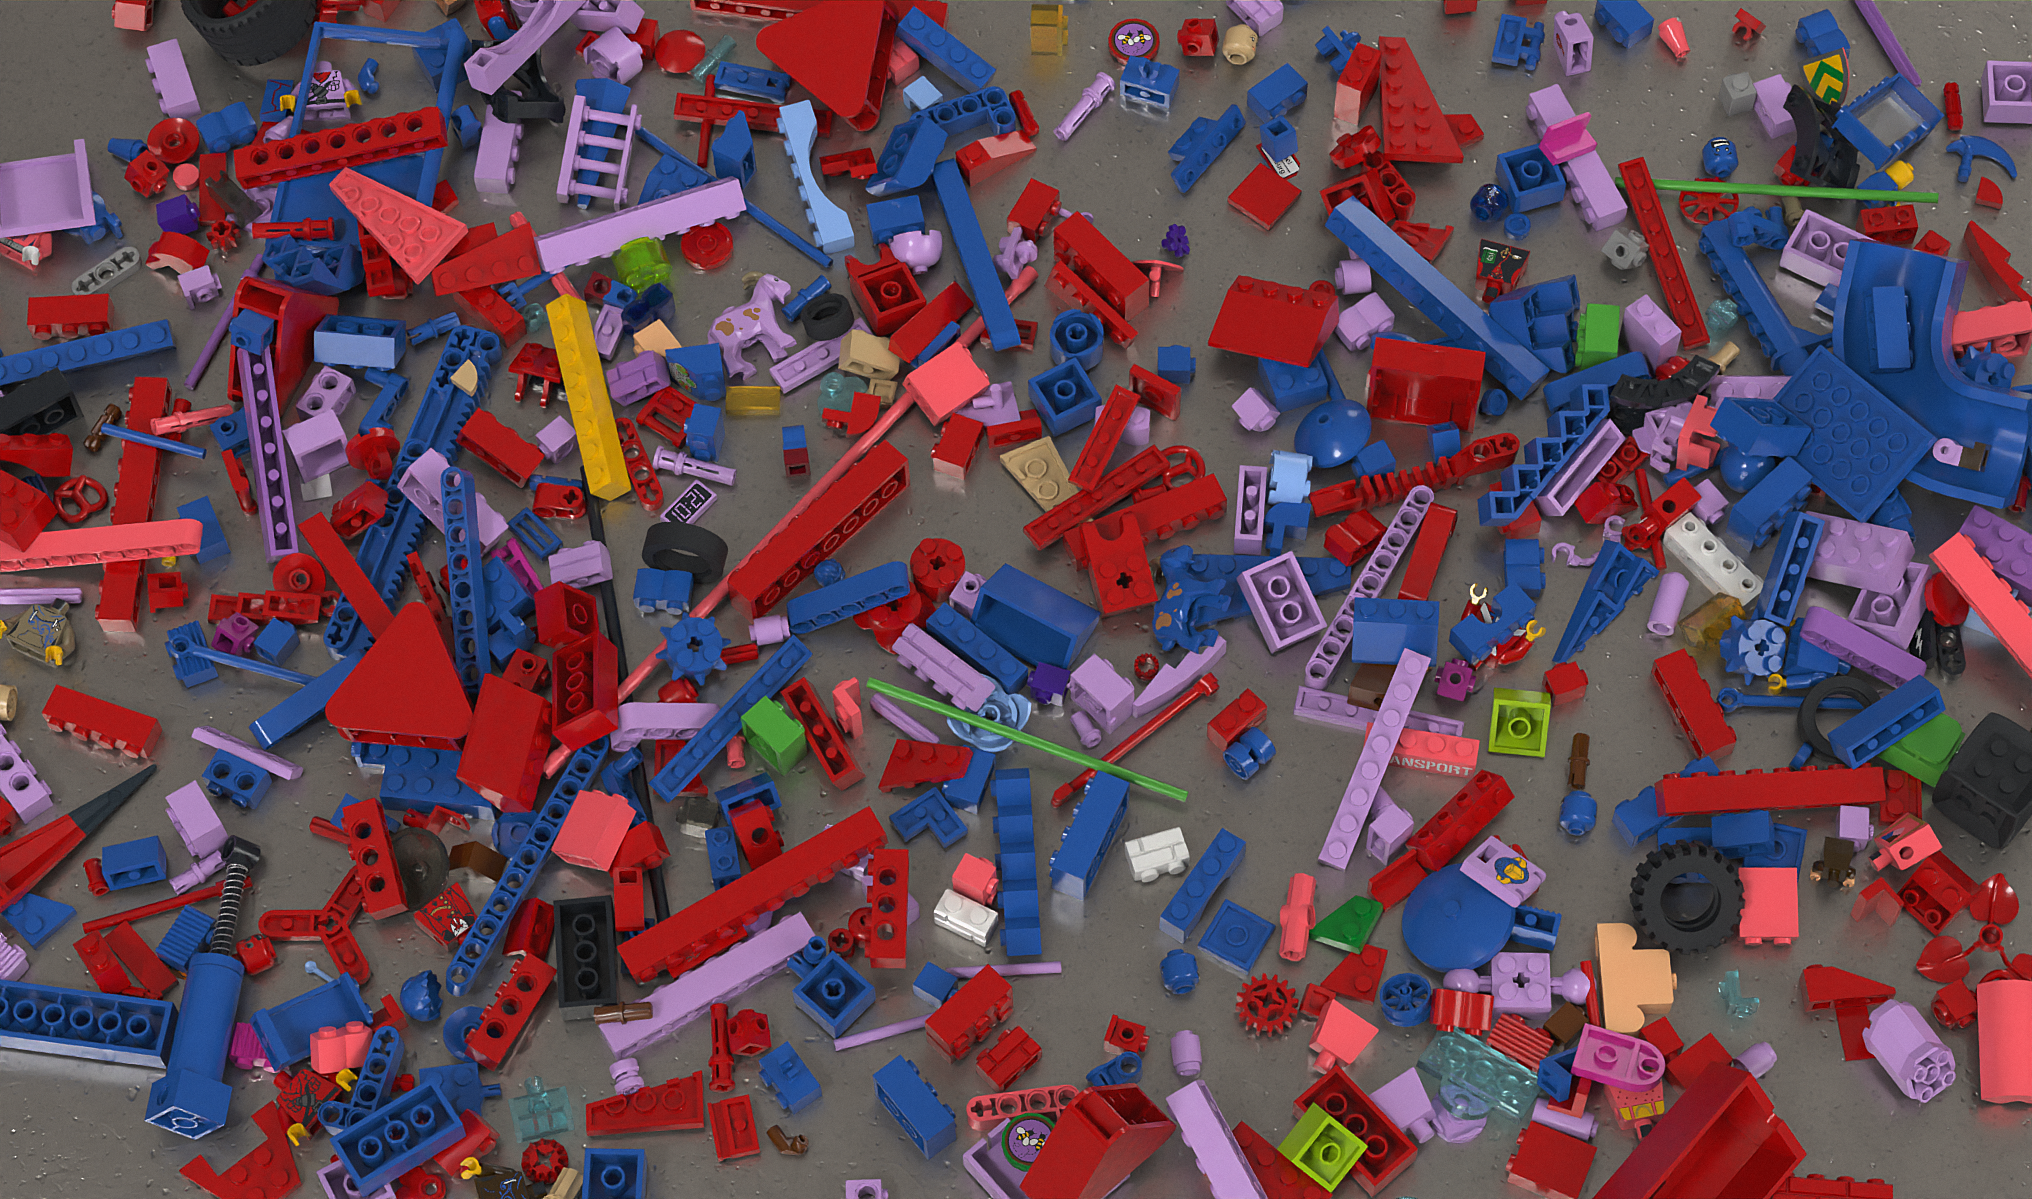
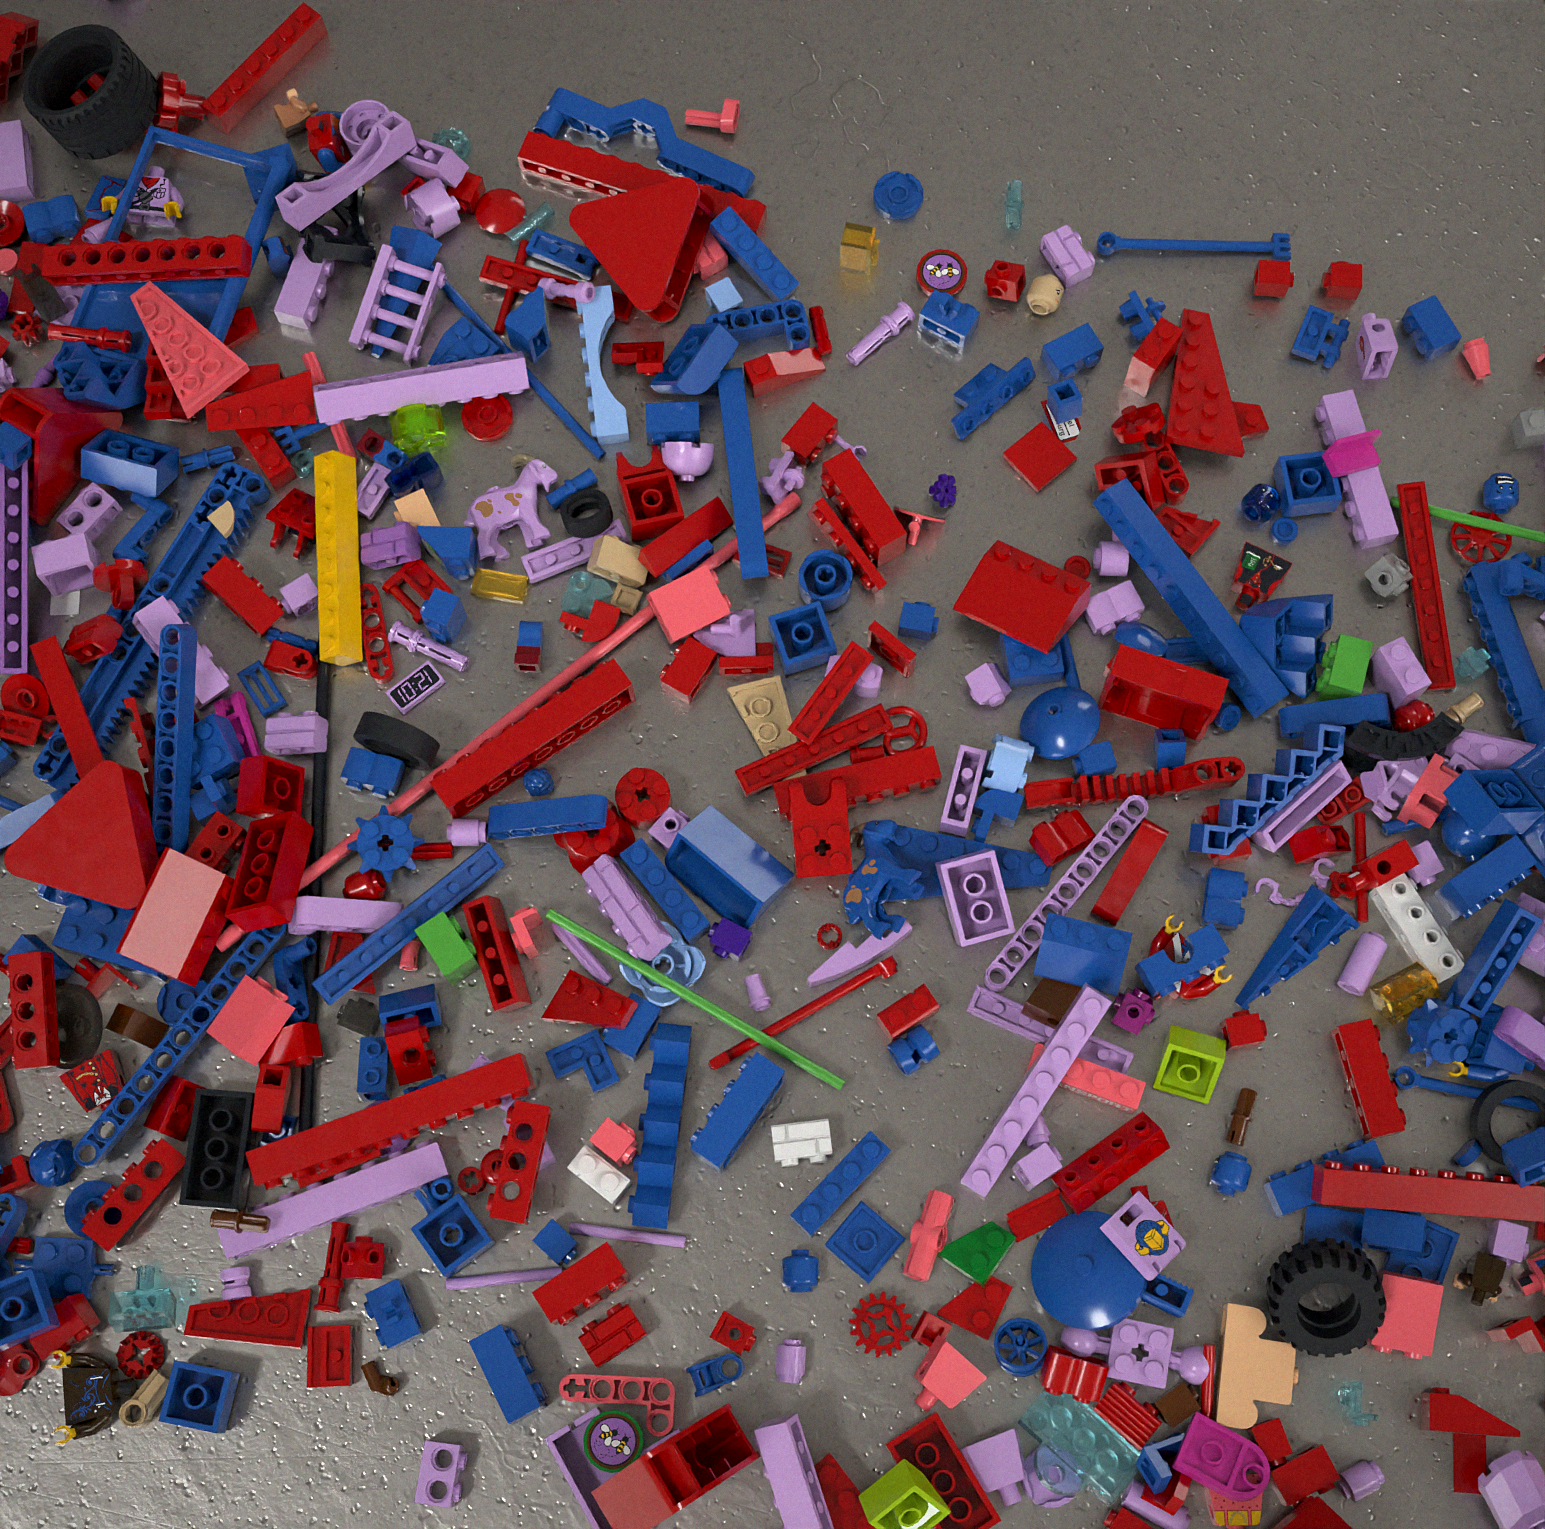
camera: 10 degrees right, 10 degrees up
(366, 76) = (195, 188): blue arm -> none
(783, 109) = (582, 291): none -> lavender piece
(1102, 693) = (779, 962): lavender brick -> none

